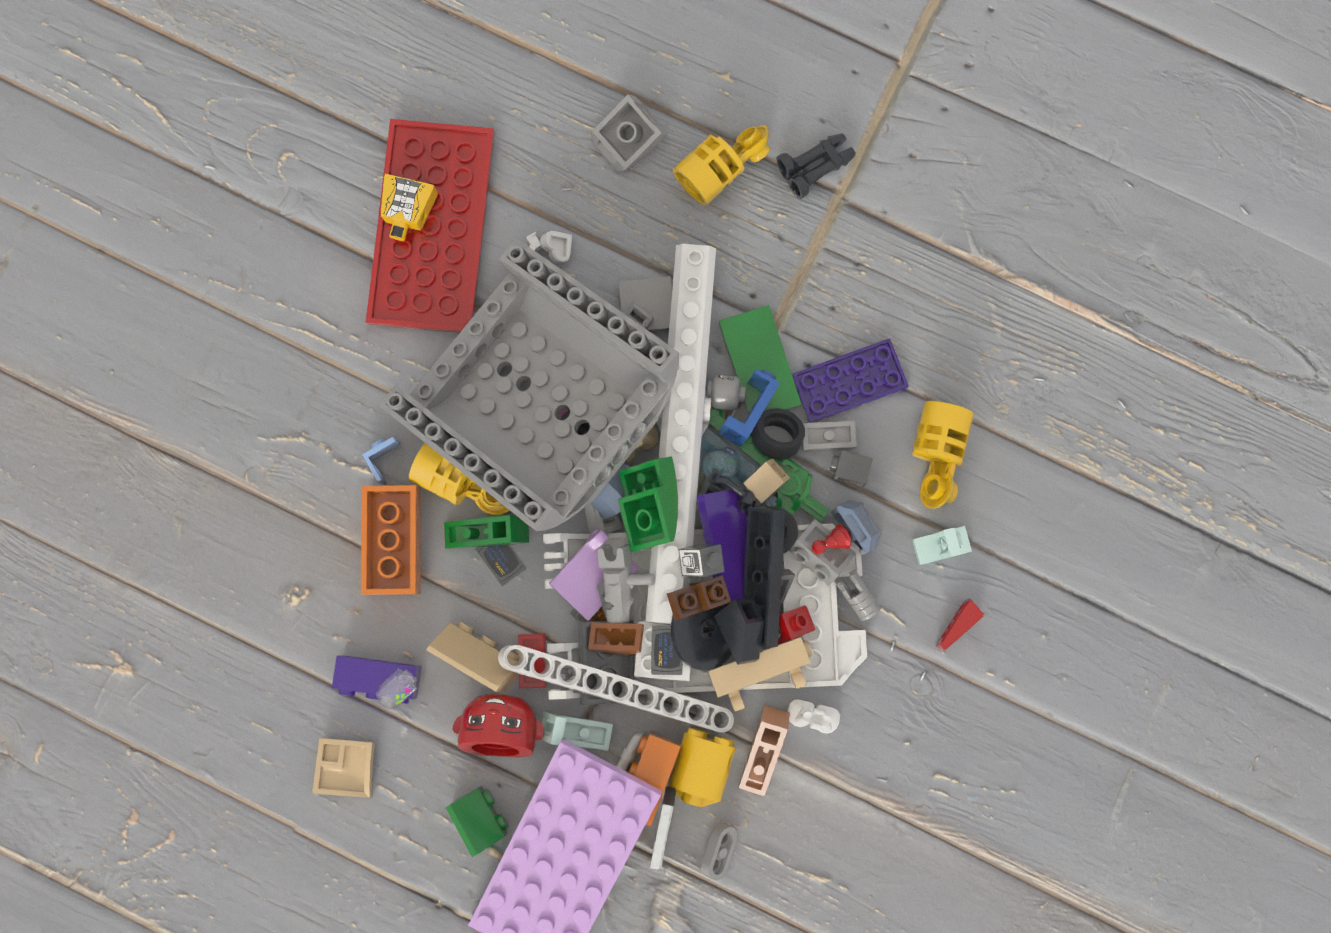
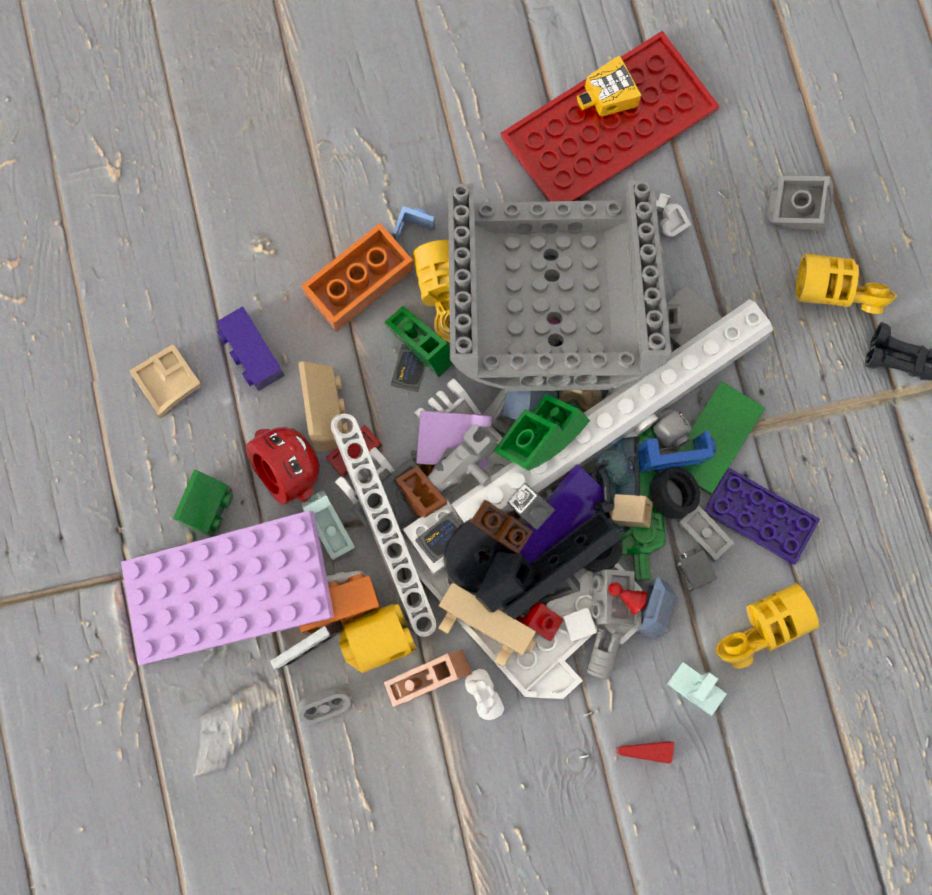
camera: 50 degrees right, 5 degrees down
(396, 688) = (253, 365): clear brick -> none
(821, 596) = (579, 624): none -> white tile

